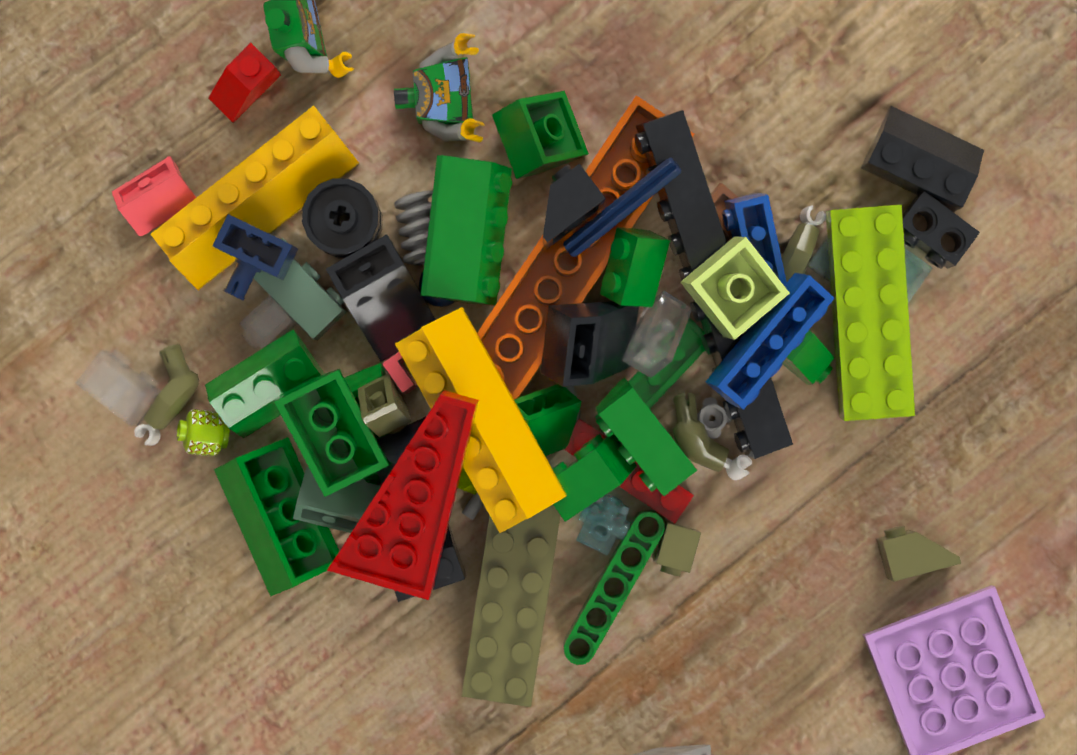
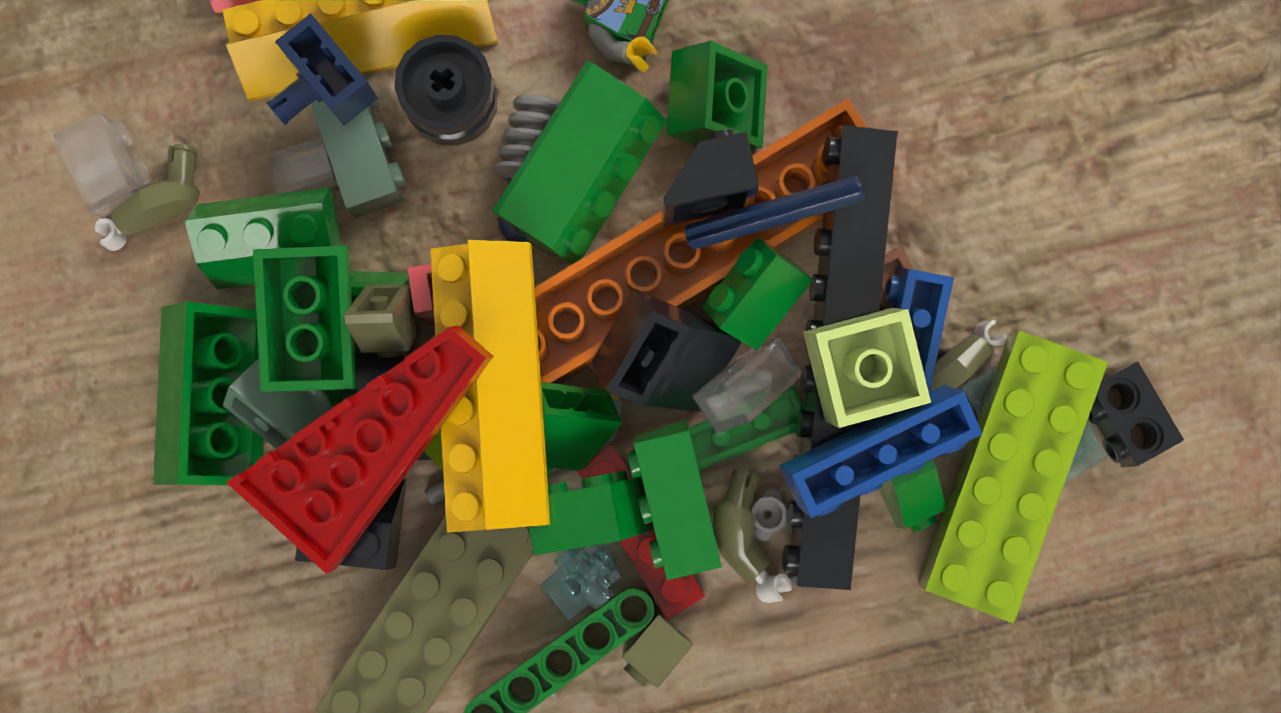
camera: 20 degrees right, 5 degrees down
(203, 433) = (168, 260): lime head -> none
(381, 295) = (447, 188): black slope -> none
(924, 159) = (1149, 323): black slope -> none

